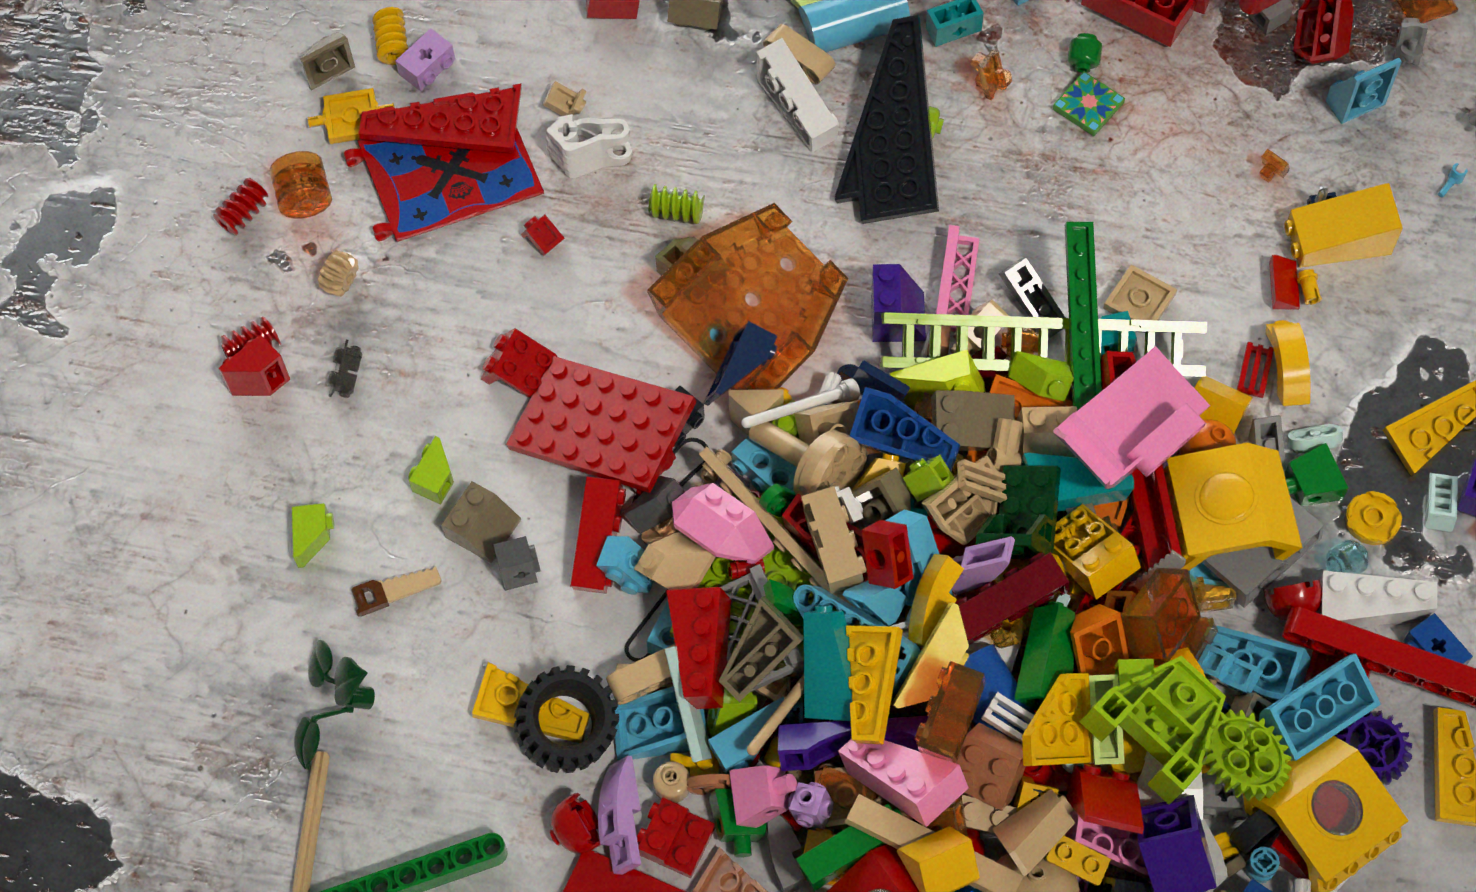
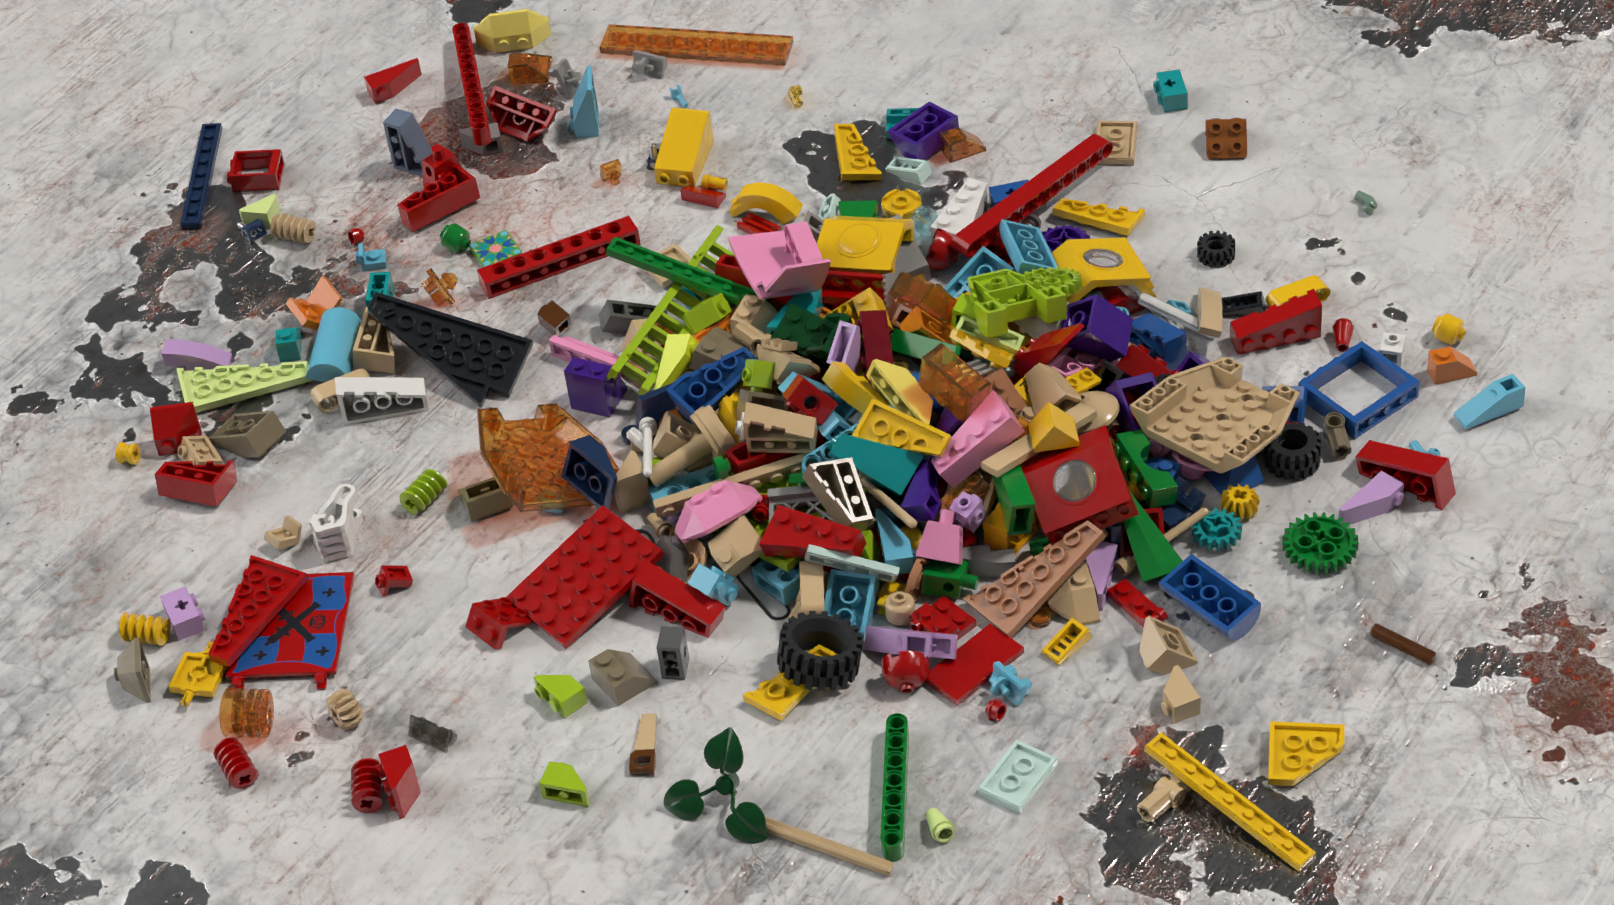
camera: 65 degrees left, 20 degrees down
(862, 53) = (373, 347): none -> tan wedge
(991, 214) = (554, 318): none -> reddish brown brick
(1087, 171) = (554, 257): none -> red brick
(1400, 692) = (1033, 220): none -> flat silver plate

